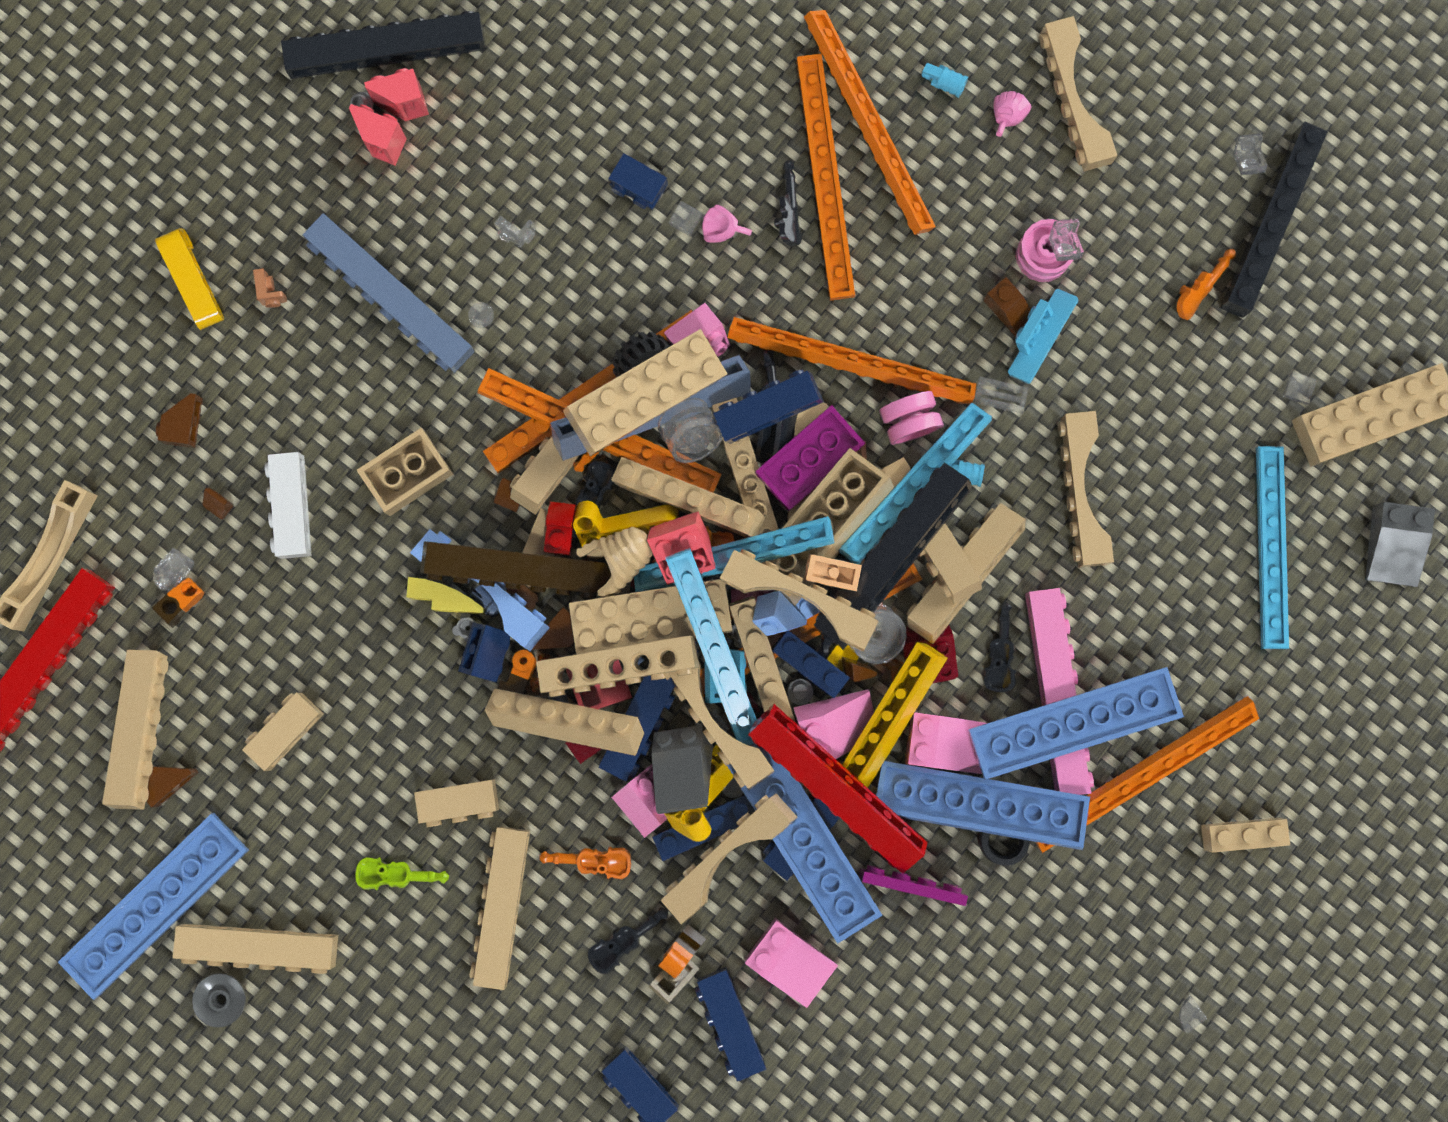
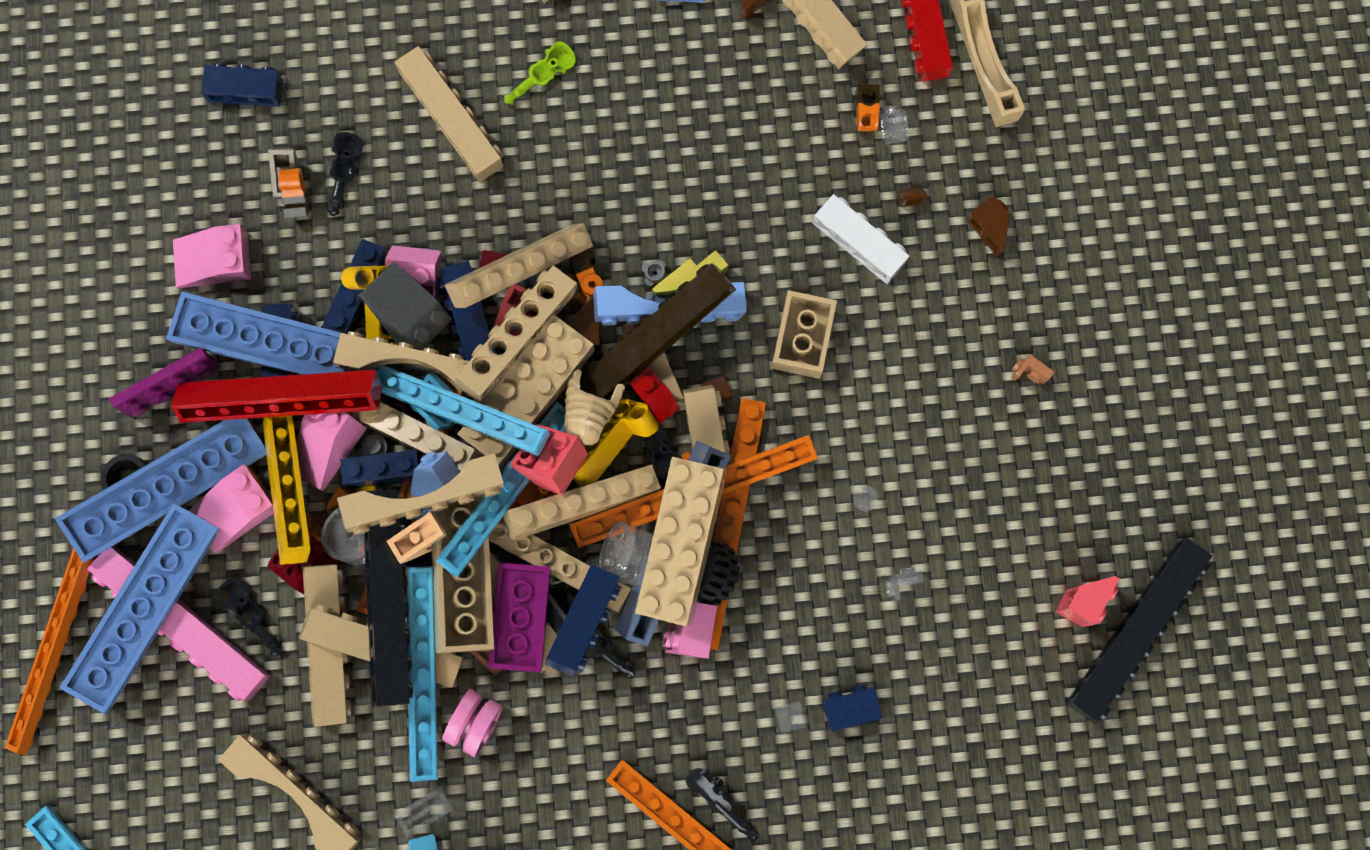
camera: 135 degrees right, 5 degrees down
(178, 255) = (1093, 324): yellow beam -> none
(282, 731) = (711, 91): tan brick -> none
(362, 98) = (1108, 568): light grey plate -> none
(379, 133) = (1071, 553): coral slope -> none
(389, 293) = (946, 449): sand blue brick -> none
(456, 802) = (546, 152): tan brick -> none
(484, 652) = (624, 264): dark blue brick -> none
(613, 862) = (401, 210): orange piece -> none
(692, 892) = (307, 322): tan arch -> none
(720, 225) = (758, 736): bright pink piece -> none
(731, 1024) = (216, 180): dark blue brick -> none
(852, 361) = (559, 728): orange plate -> none
(970, 470) = (393, 725): medium azure hinge -> none

